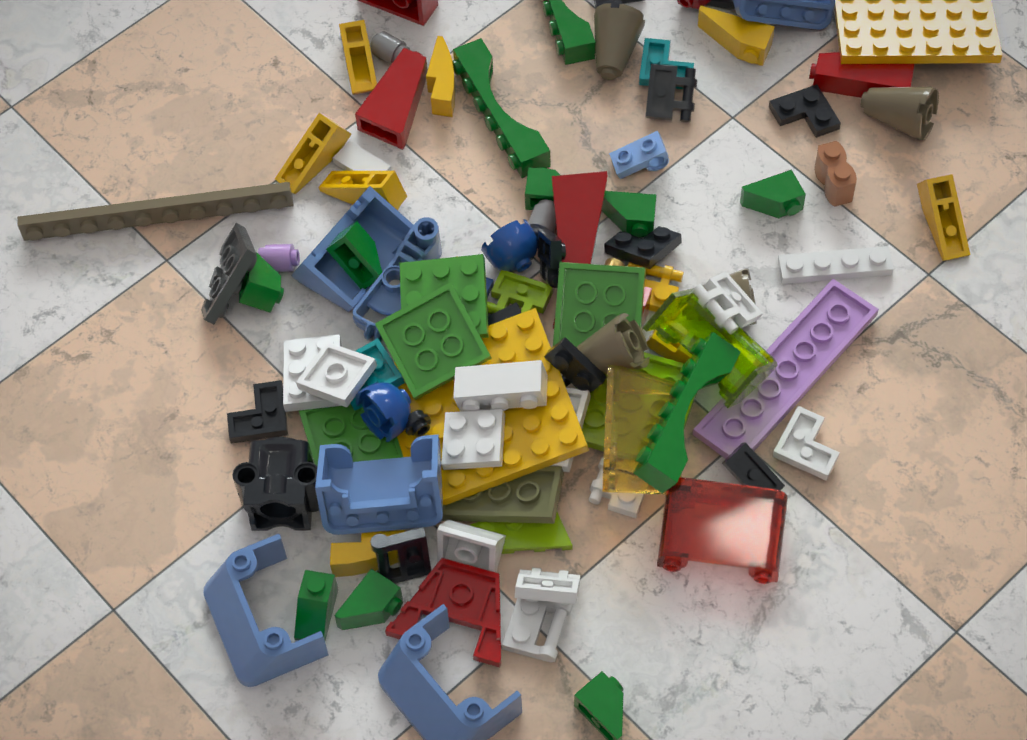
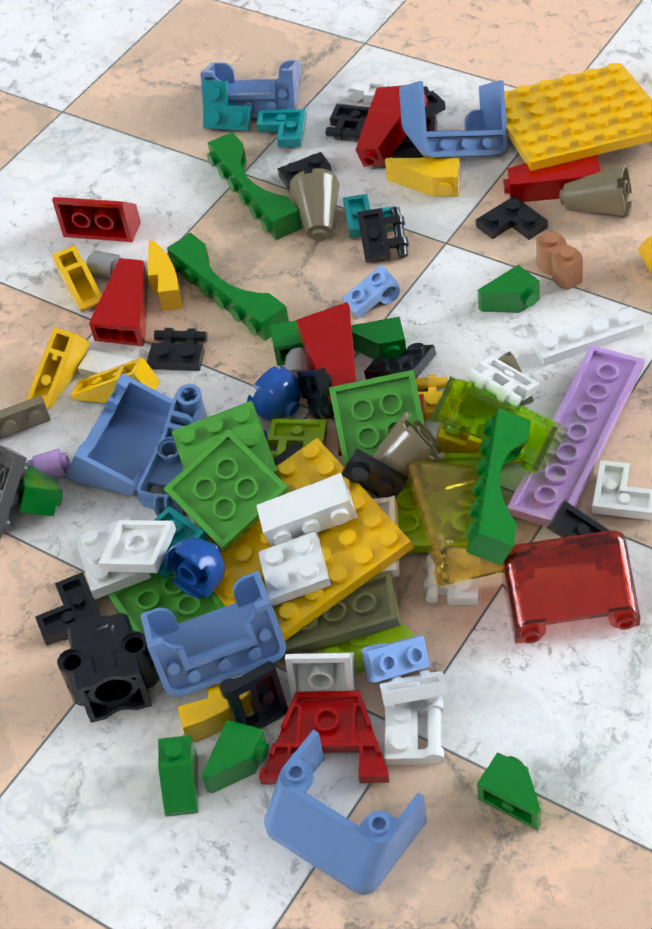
camera: 10 degrees left, 10 degrees down
(253, 653) = (124, 837): medium blue windscreen -> none
(356, 255) = (126, 440): green slope -> none
(418, 423) = (233, 569): black plate -> none
(431, 171) = (177, 356): none -> black plate
(539, 553) = (395, 658): none -> light blue plate

